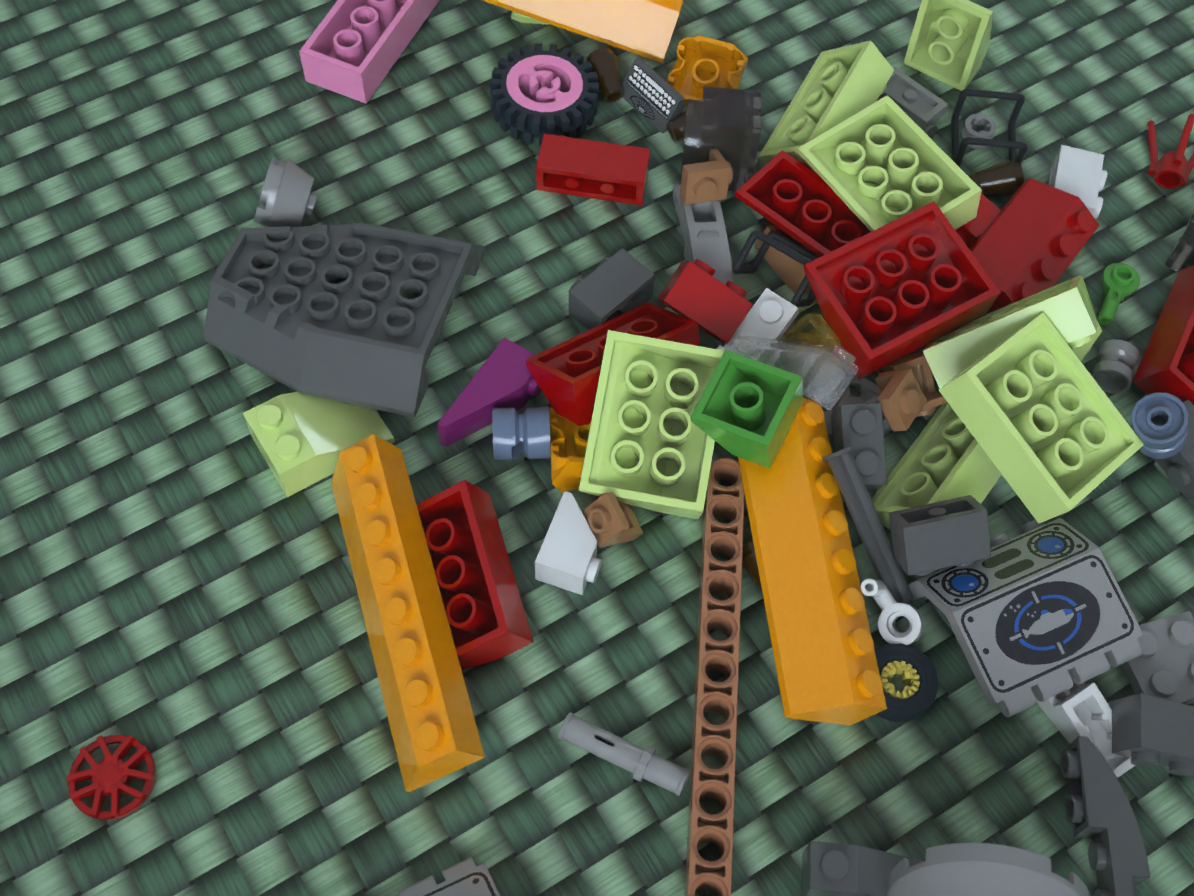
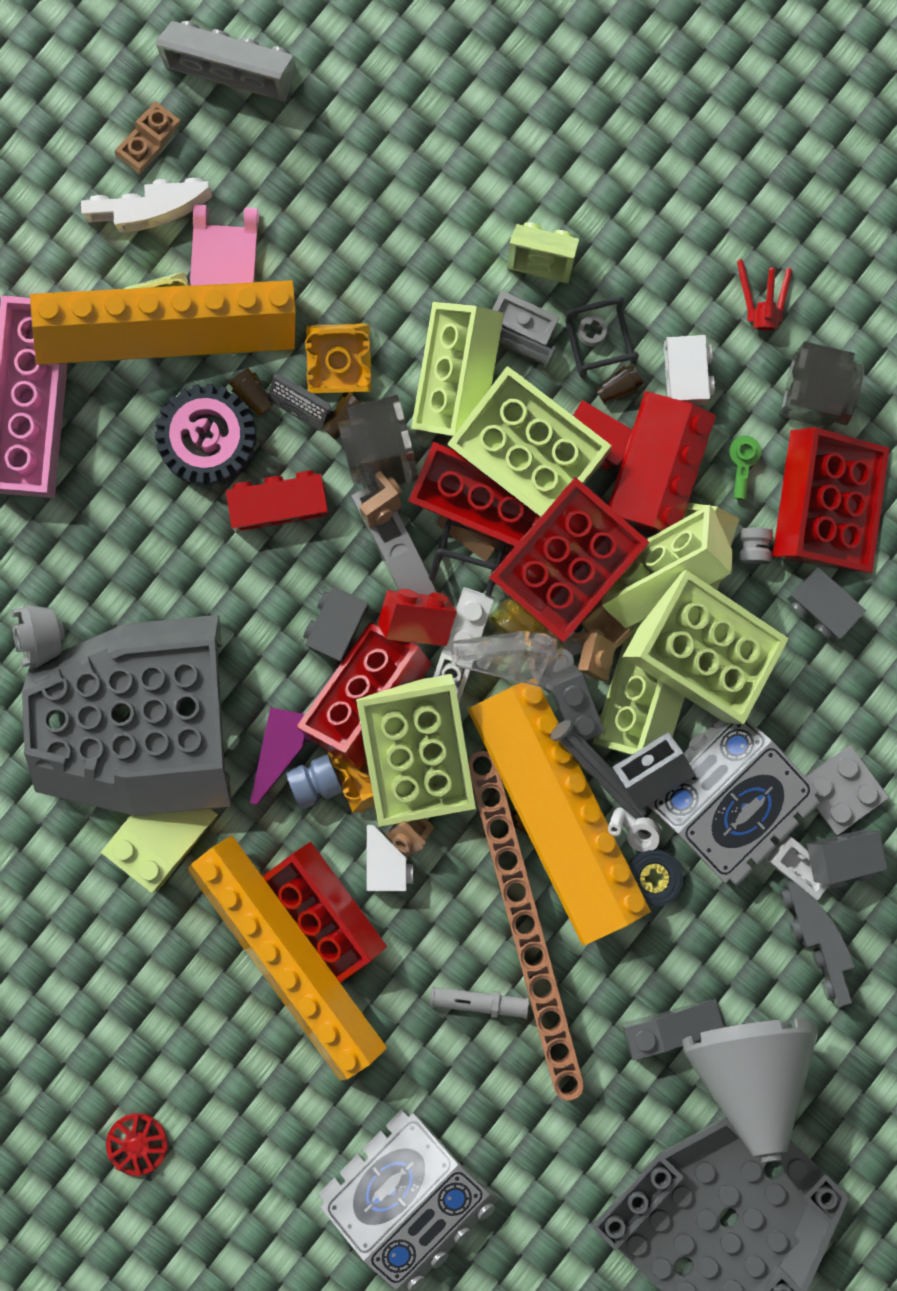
camera: 15 degrees left, 25 degrees up
(749, 407) = (483, 724): bright green slope -> none
(1160, 424) = (798, 613): sand blue wheel -> none

